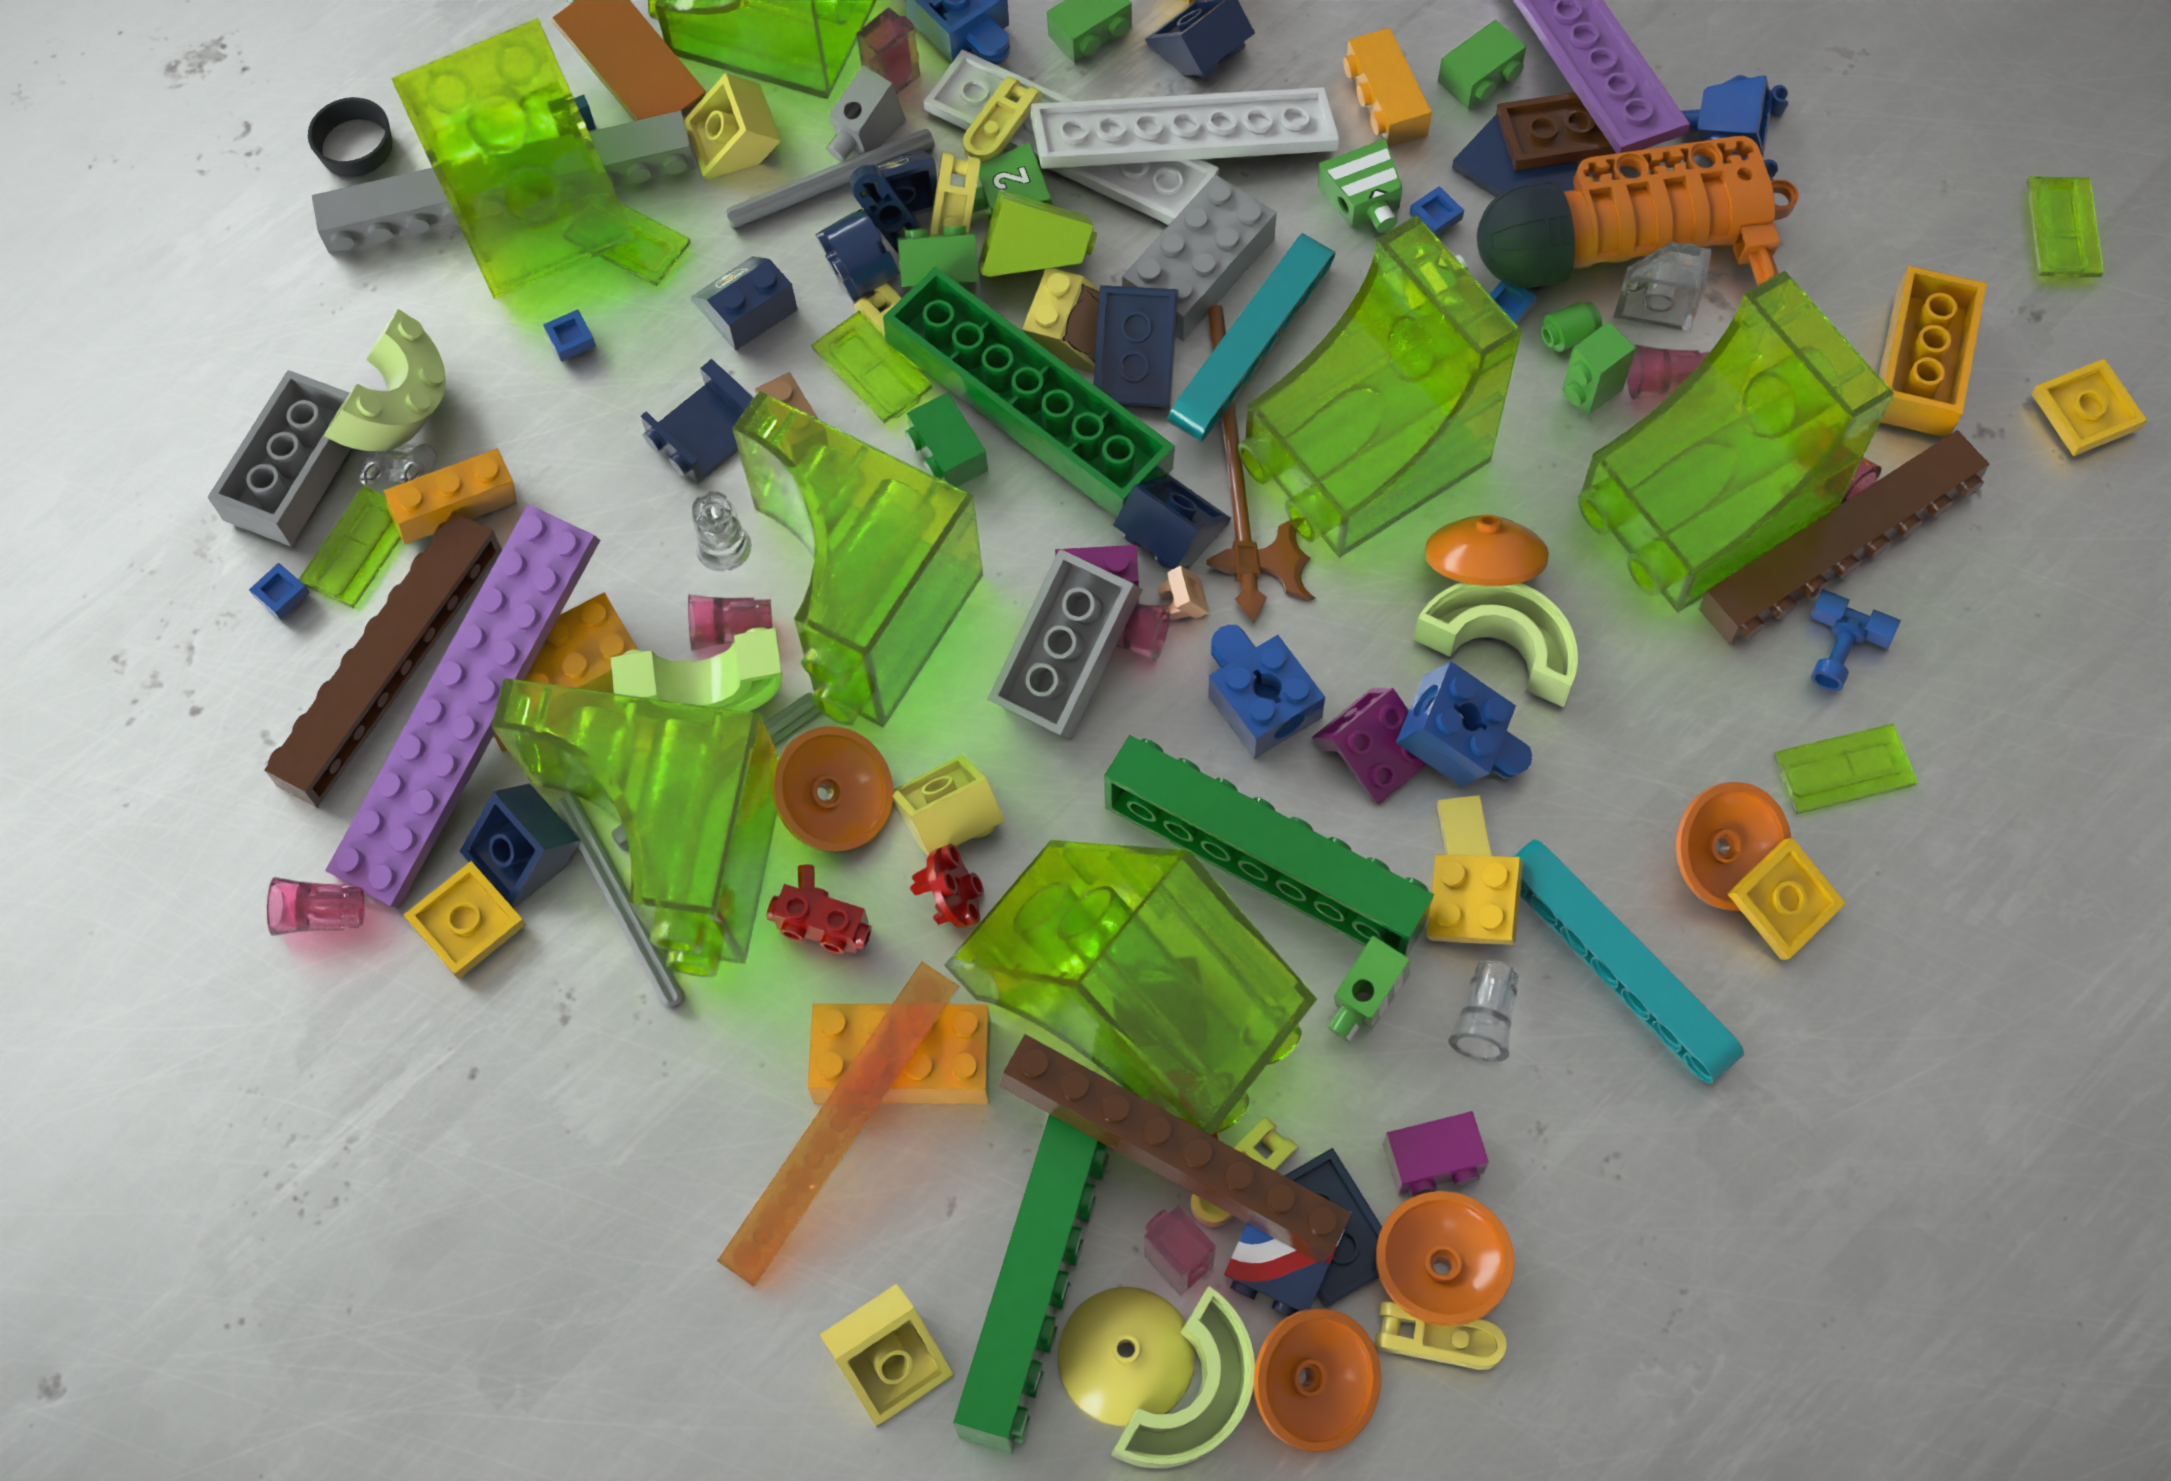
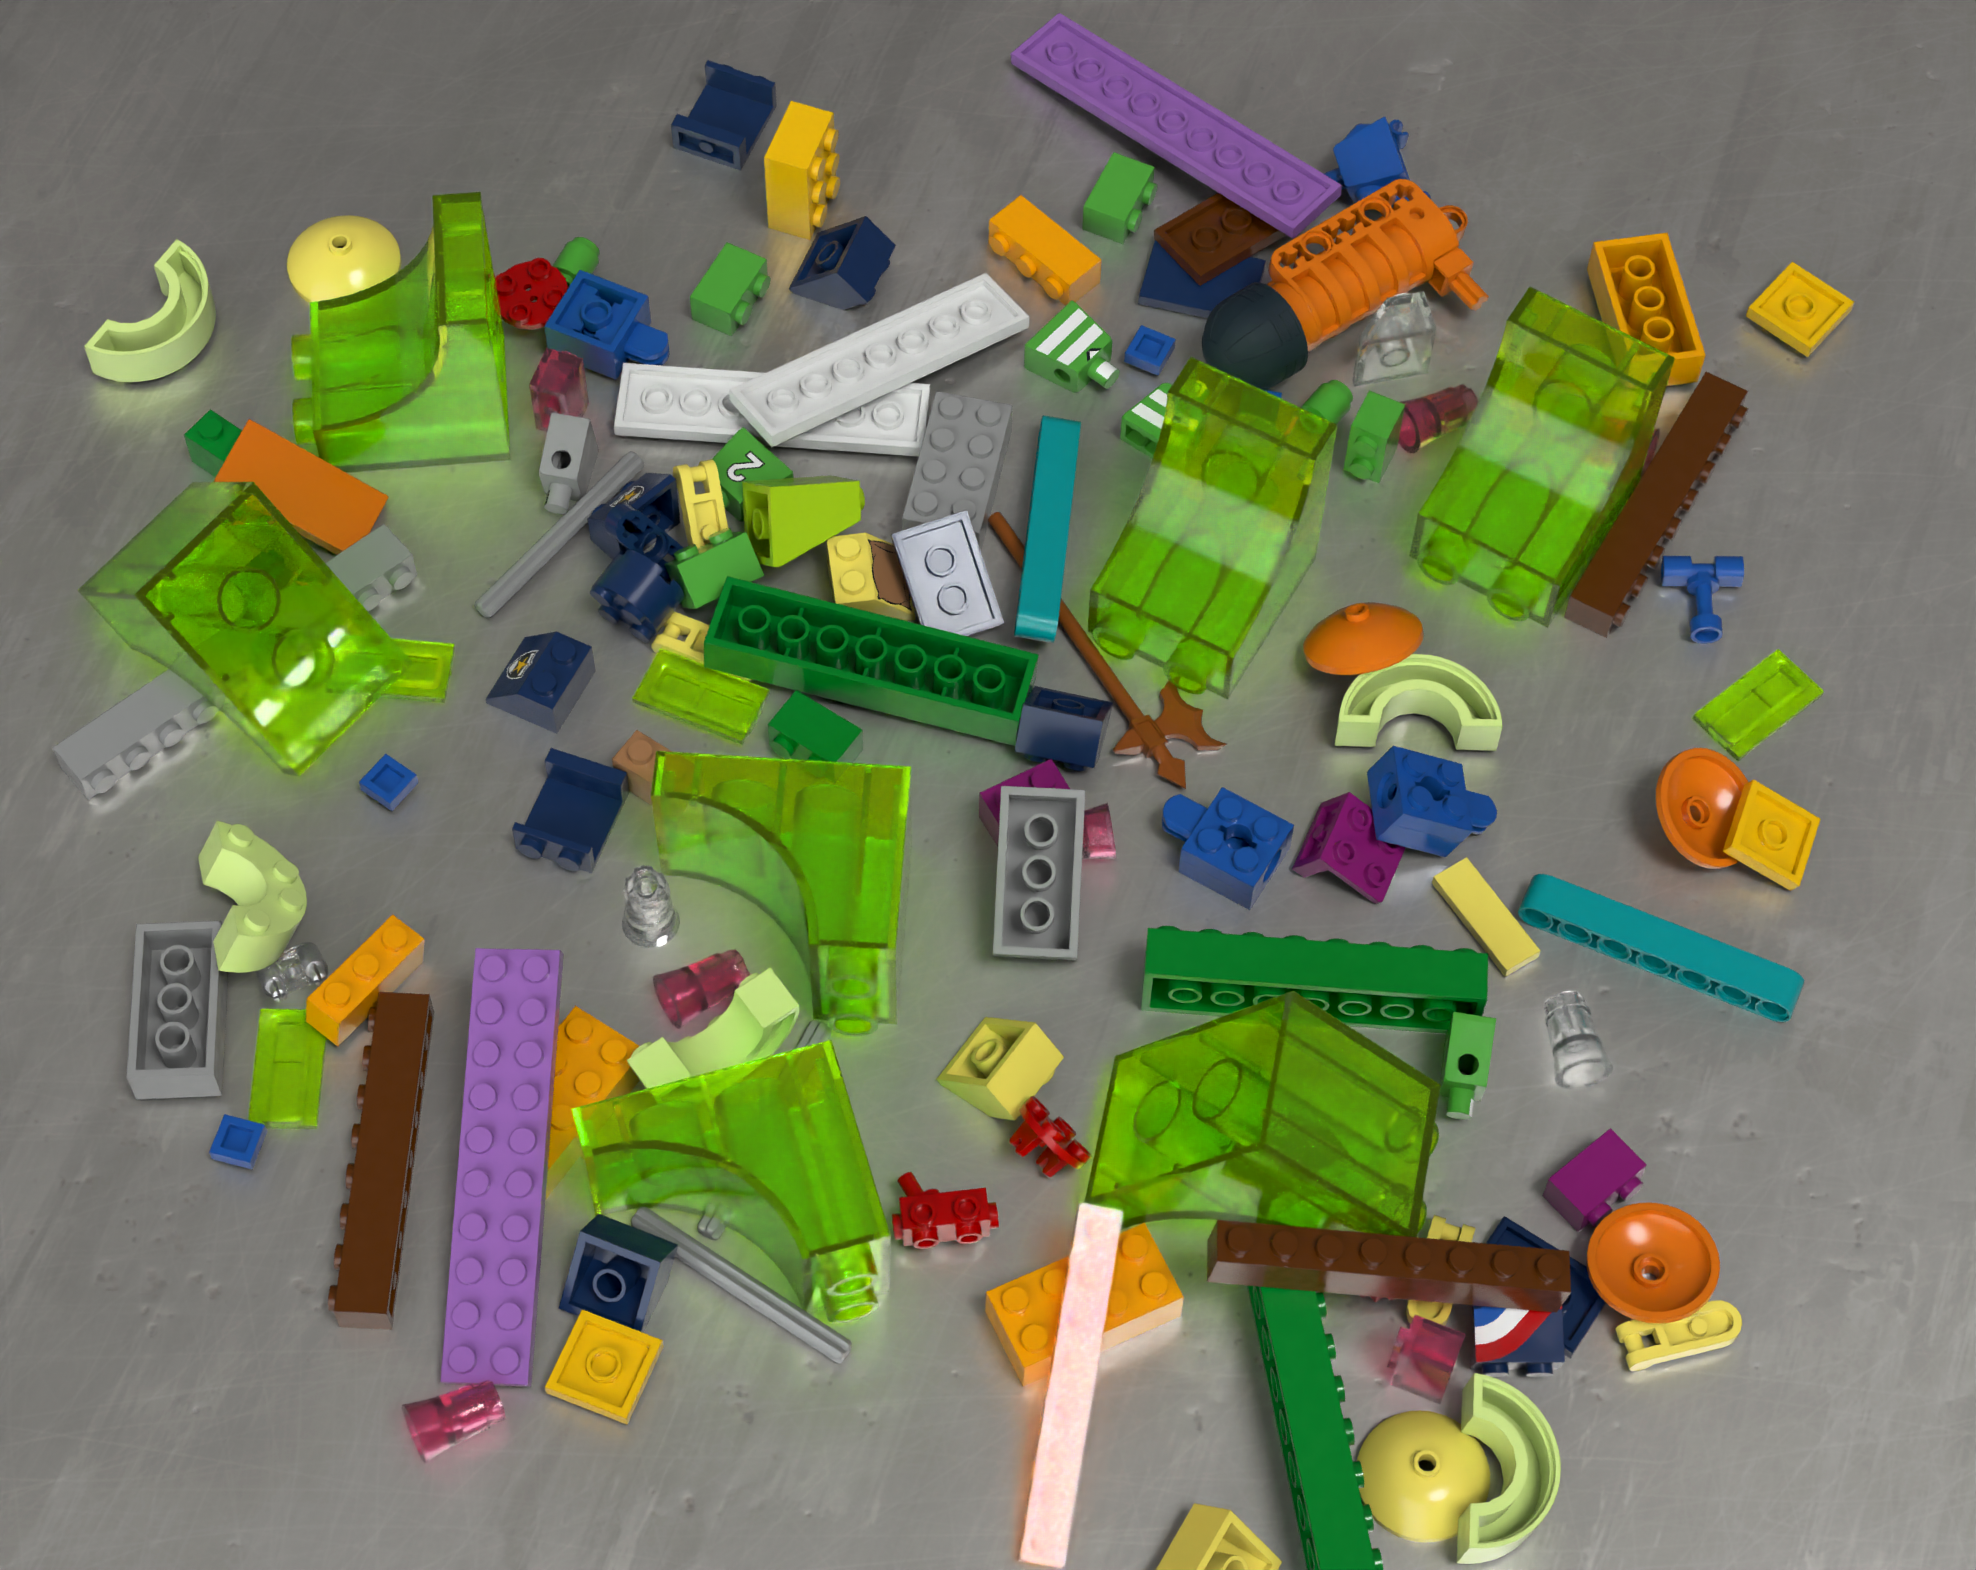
camera: 30 degrees left, 5 degrees down
(343, 111) = (41, 646): black tyre -> none
(731, 127) = (439, 521): light yellow slope -> none
(855, 784) = (906, 1088): orange dish -> none
(999, 119) = (702, 417): light yellow plate -> none
(1187, 594) = (1115, 787): light nougat tile -> none
(1338, 1386) = (1602, 1413): orange dish -> none
(1475, 899) = (1518, 946): yellow plate -> none
(2064, 226) = (1699, 157): clear neon green piece -> none

